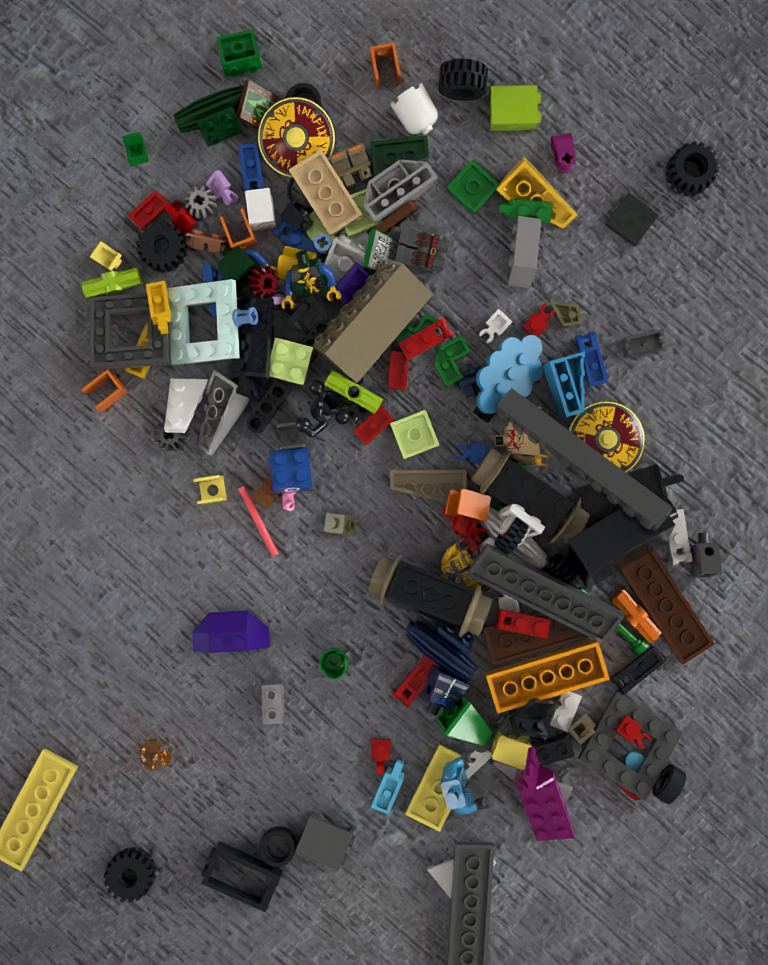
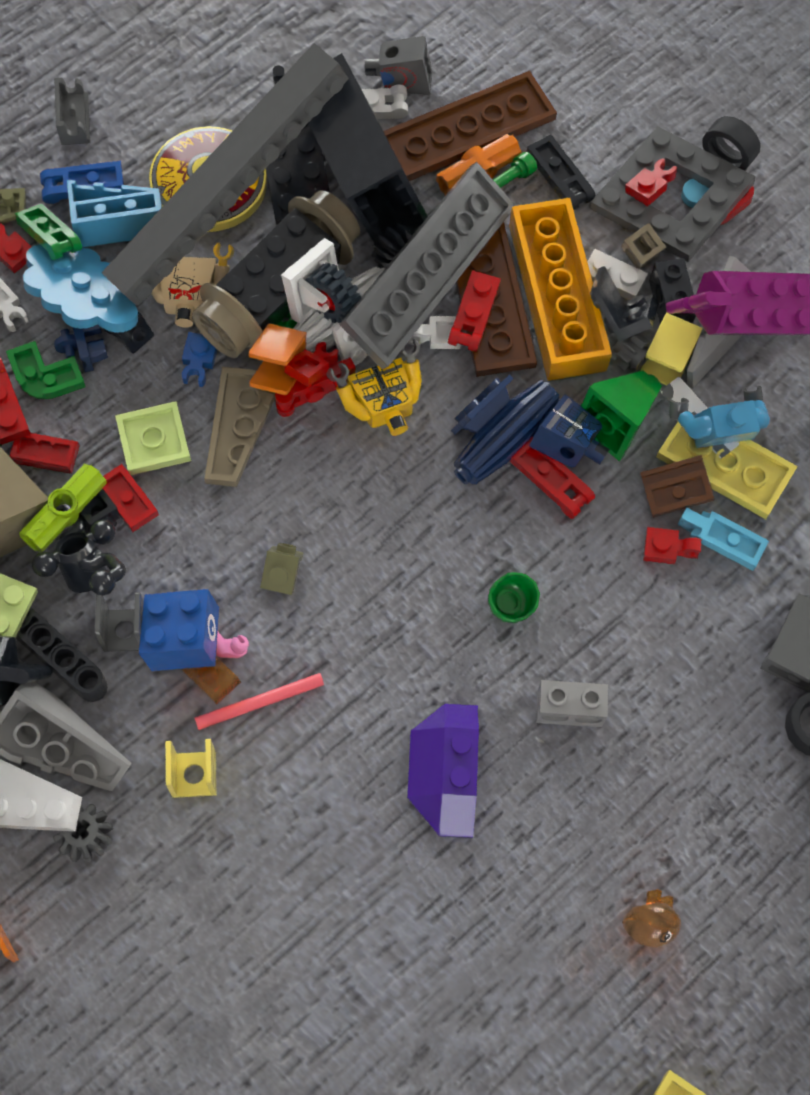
camera: 90 degrees left, 20 degrees down
(417, 757) = (677, 486): none -> reddish brown plate
(430, 595) = (414, 425): black brick -> none
(548, 345) = (48, 231): none -> green plate

